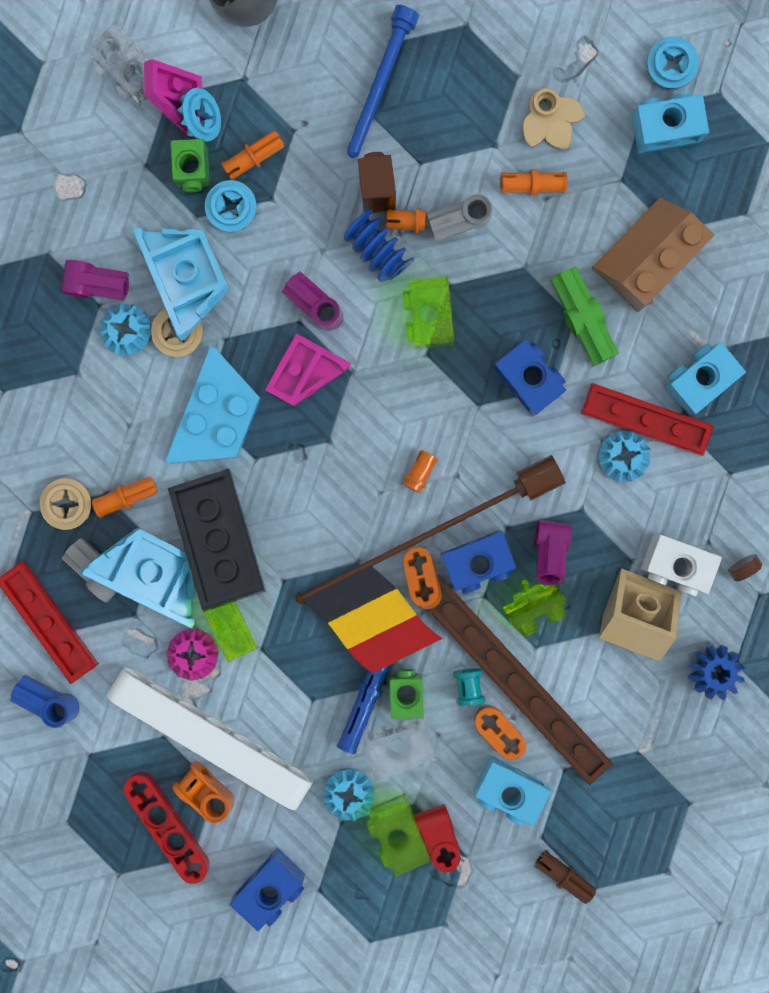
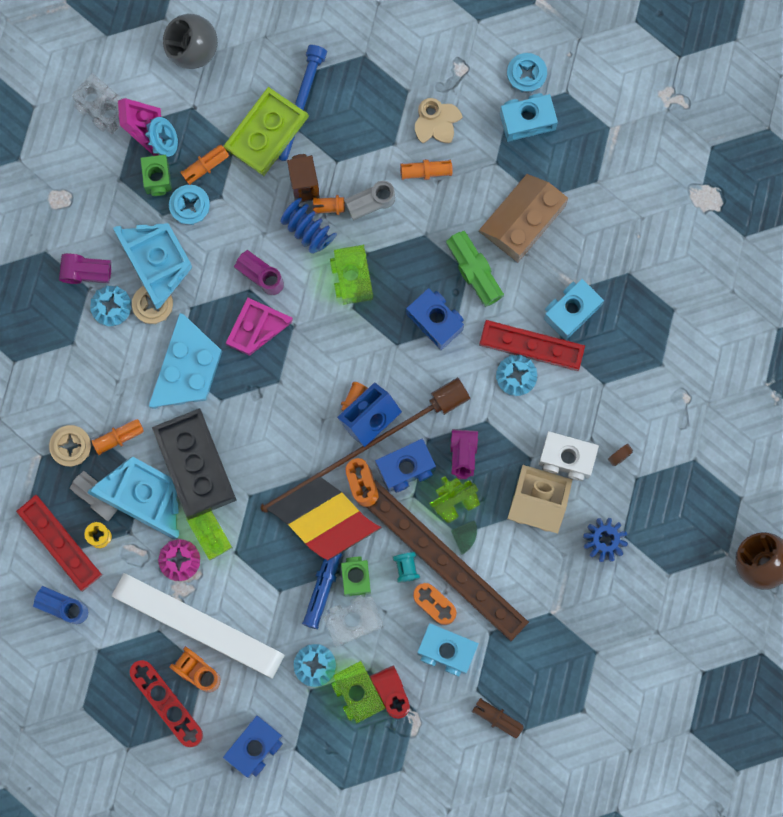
camera: 10 degrees left, 10 degrees down
(88, 626) = (92, 529): none -> yellow bush
(333, 116) = (266, 131): none -> lime tile
(438, 495) = (369, 414): none -> blue brick
(544, 652) = (465, 536): none -> clear green tile

